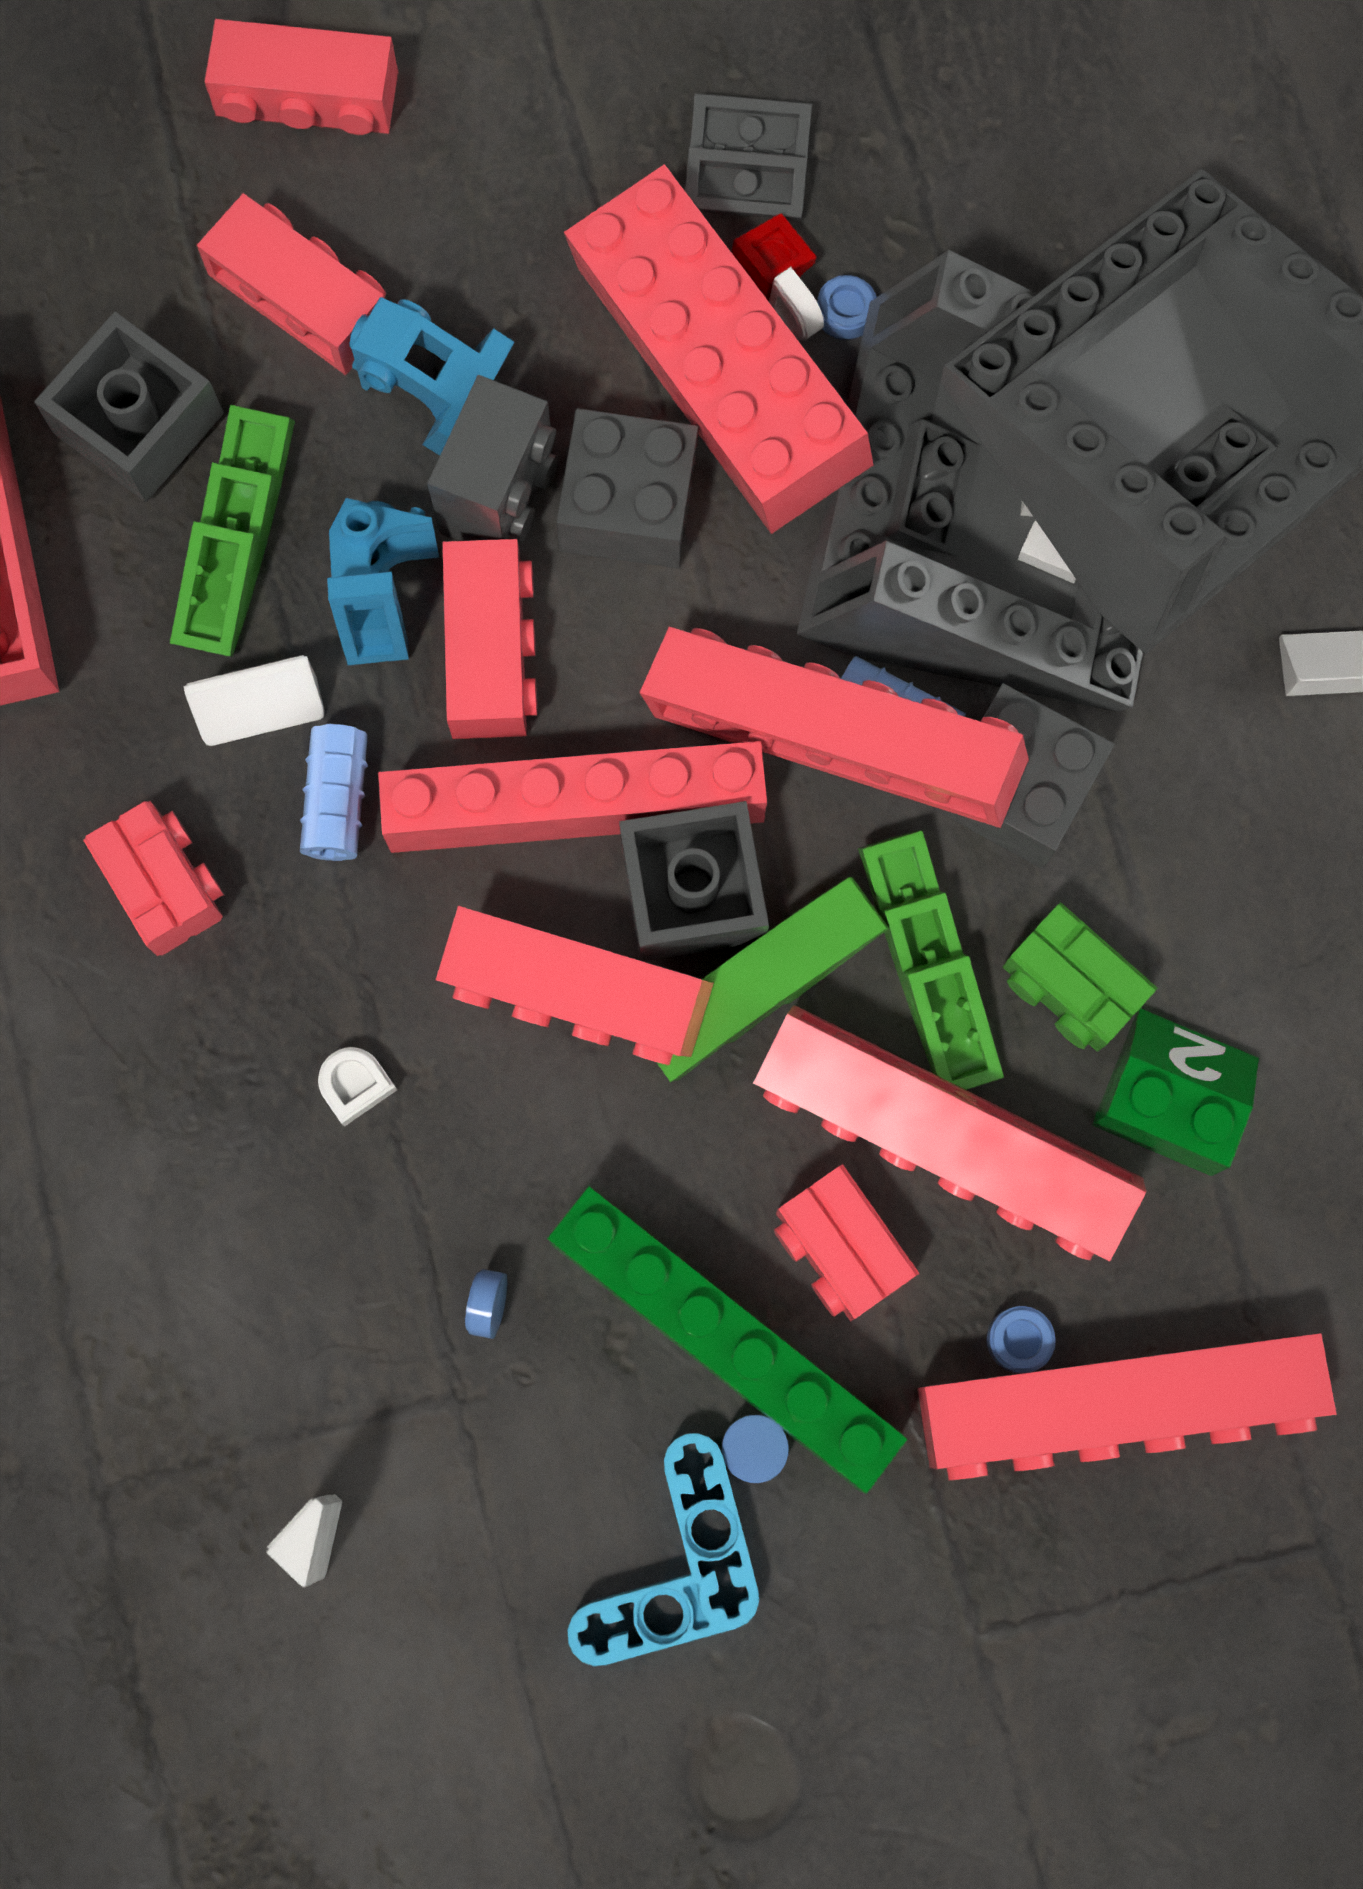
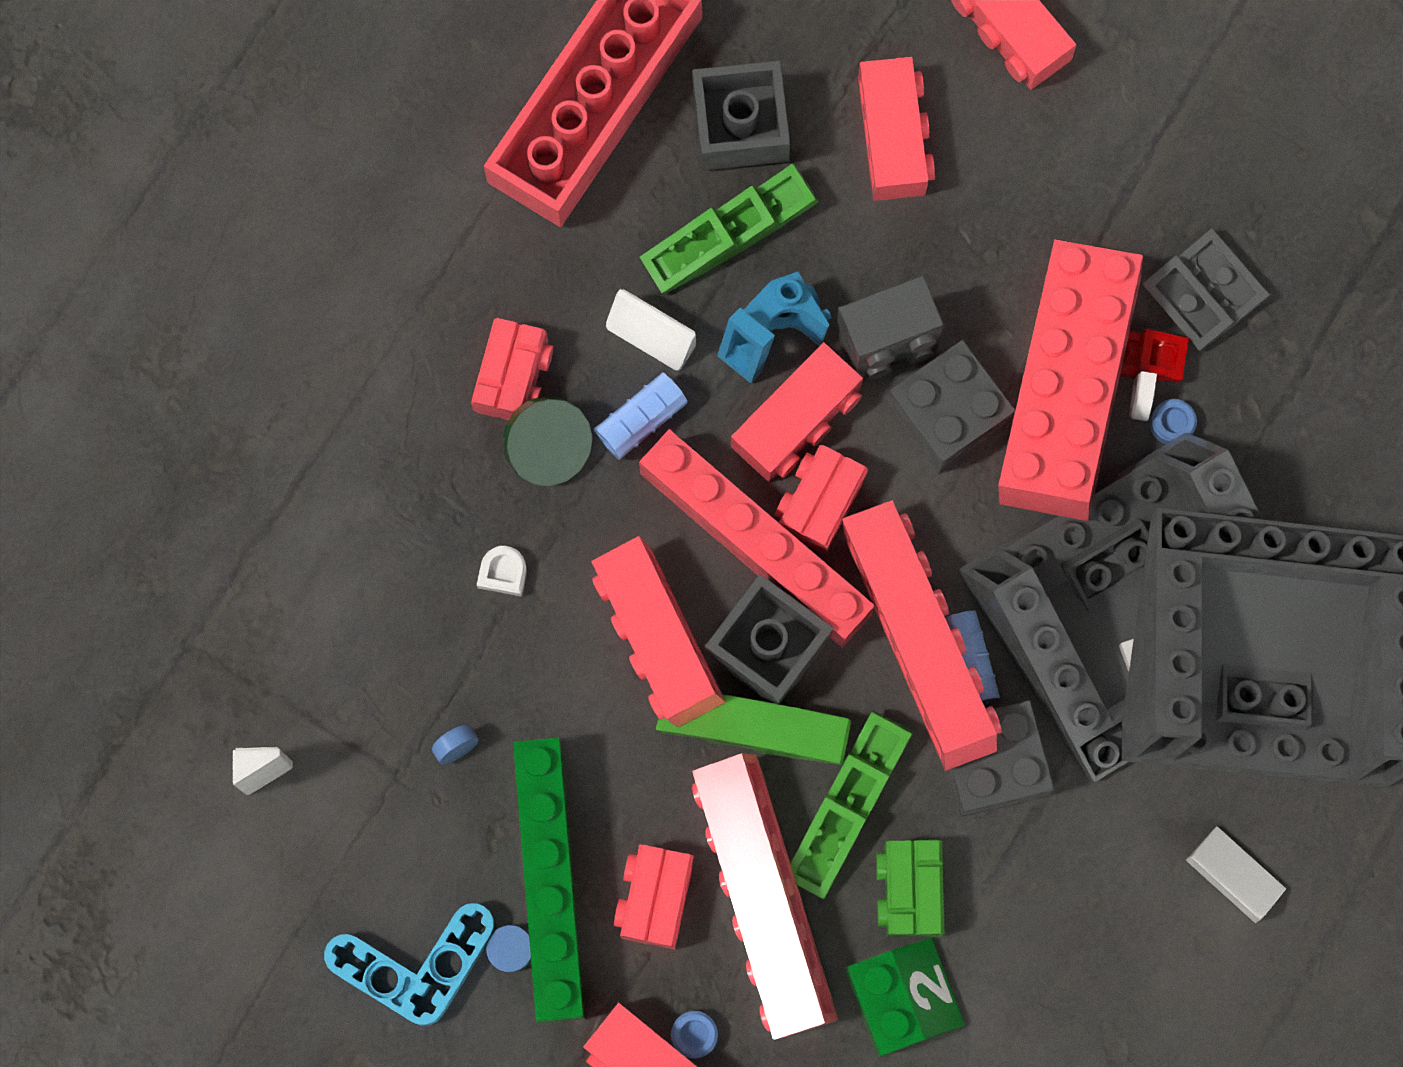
camera: 50 degrees right, 0 degrees up
(264, 907) = (547, 440): none -> tile
(380, 351) = (903, 207): dark azure tile -> none
(595, 692) = (822, 497): none -> coral brick

